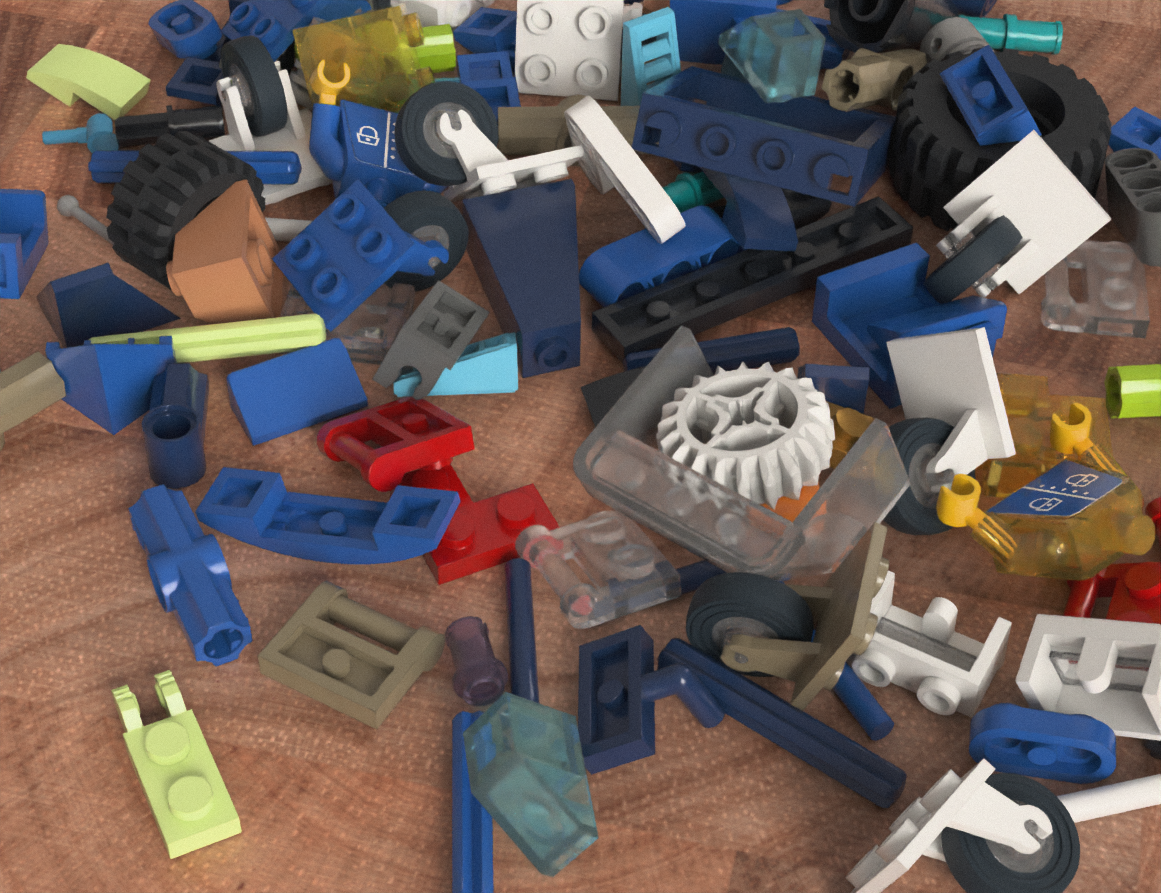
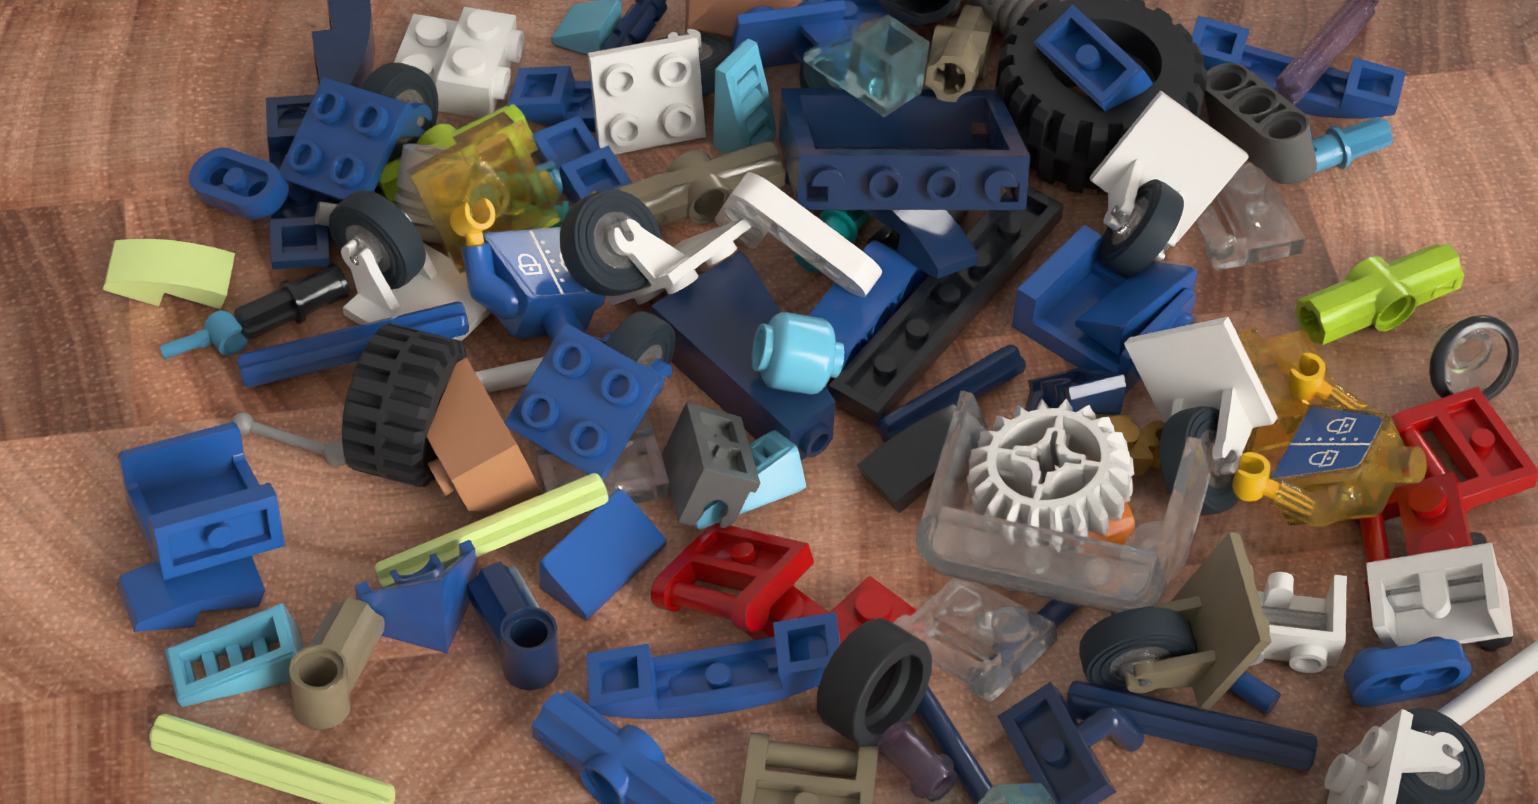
camera: 25 degrees left, 5 degrees up
(98, 305) = (351, 531): dark blue slope -> none
(442, 535) = (873, 681): none -> black tyre
(558, 263) = (797, 353): none -> medium azure head

